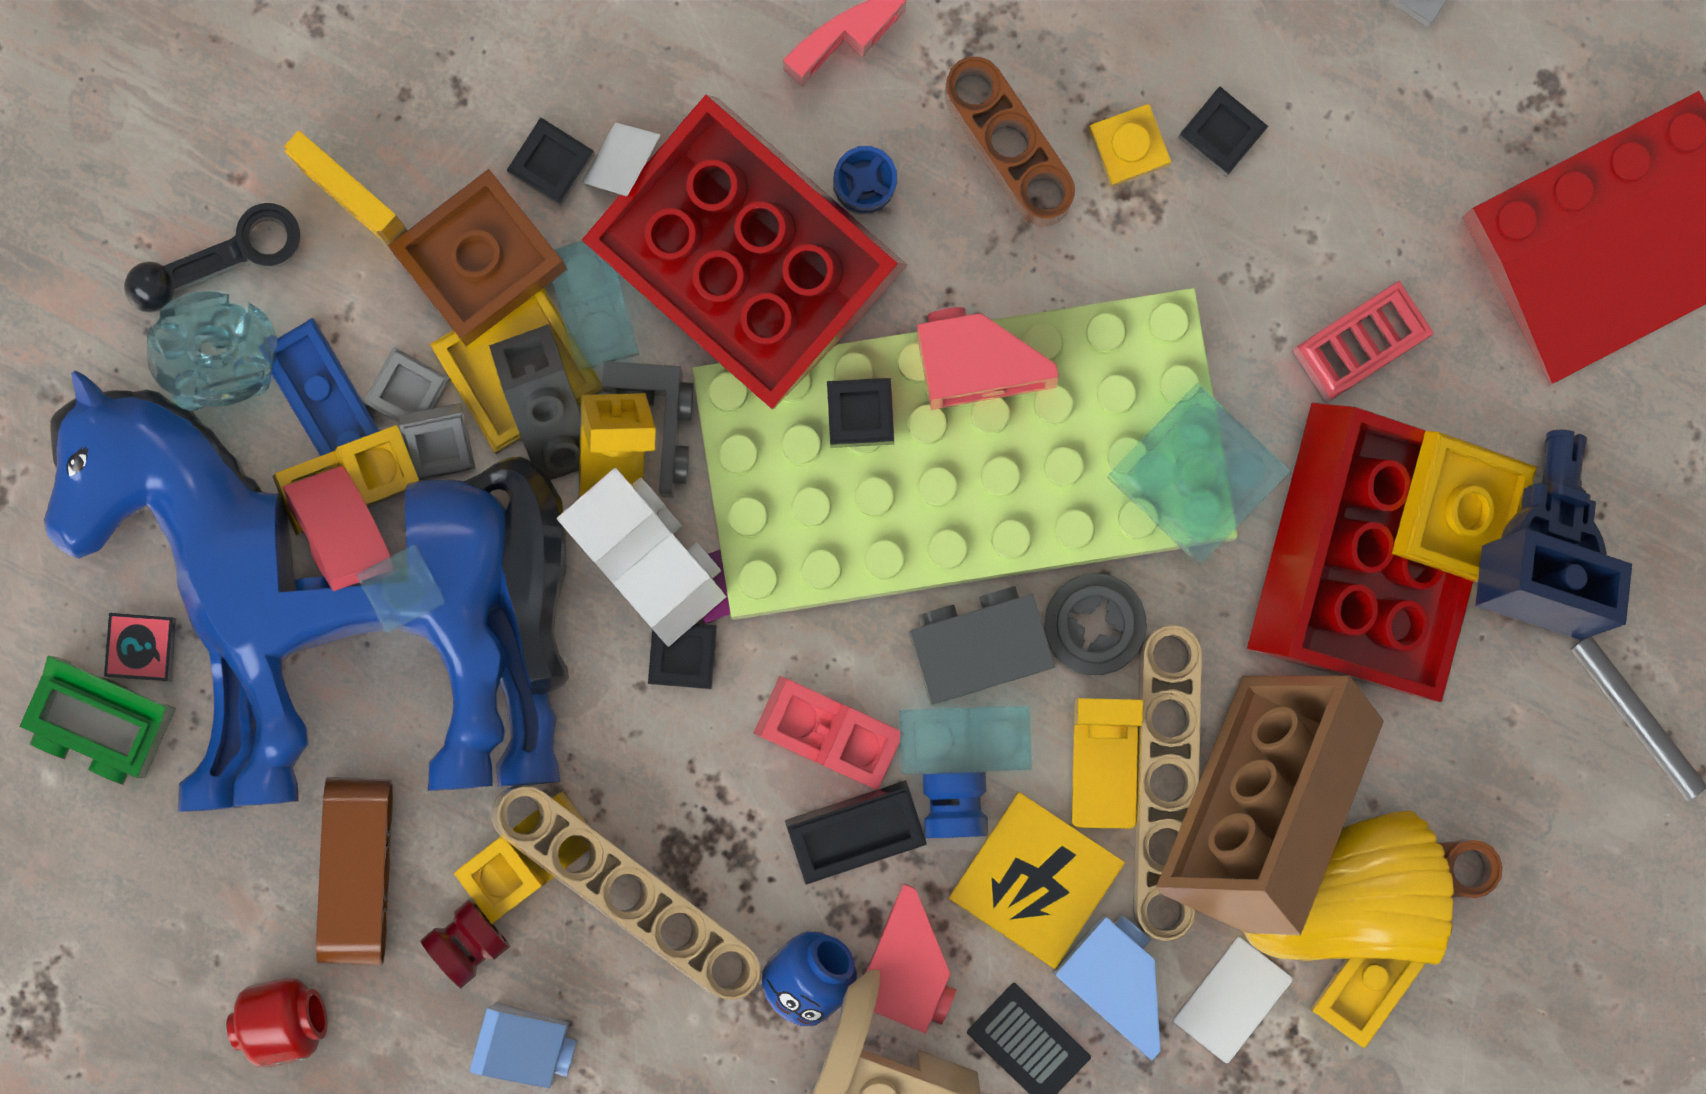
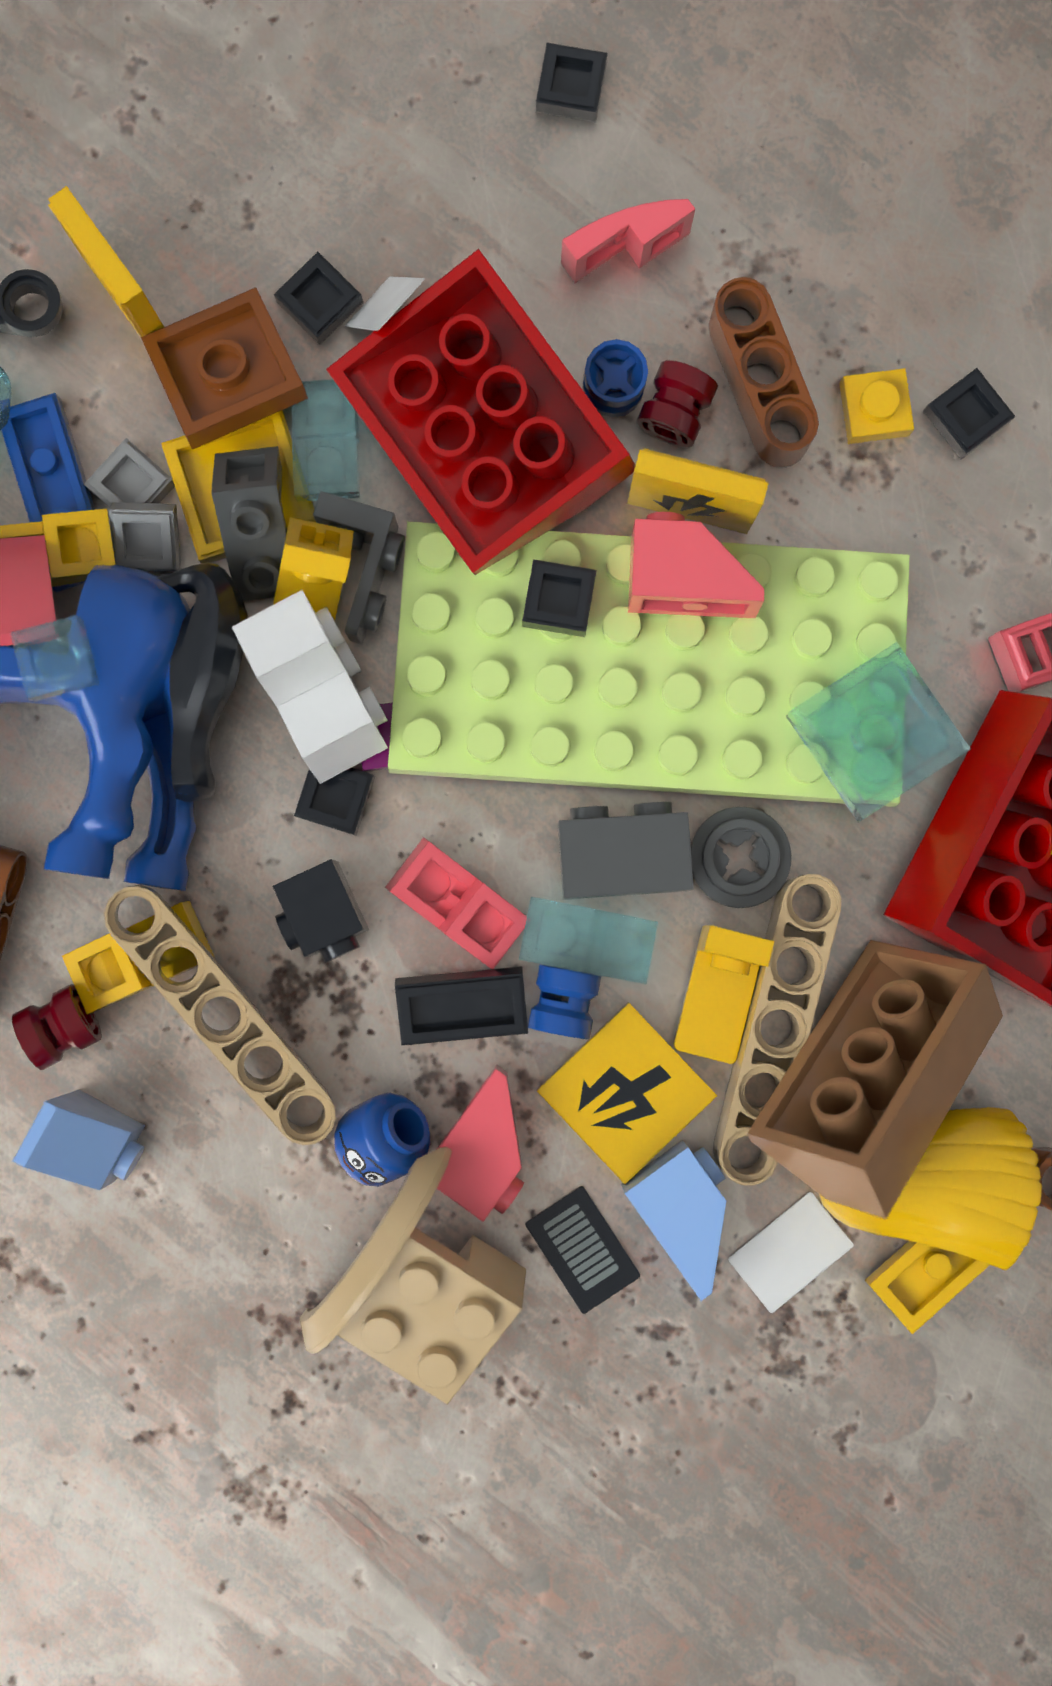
camera: 20 degrees right, 0 degrees up
(696, 773) = (319, 912): none -> black brick
(931, 196) = (676, 405): none -> dark red wheel
(970, 279) = (696, 491): none -> yellow tile

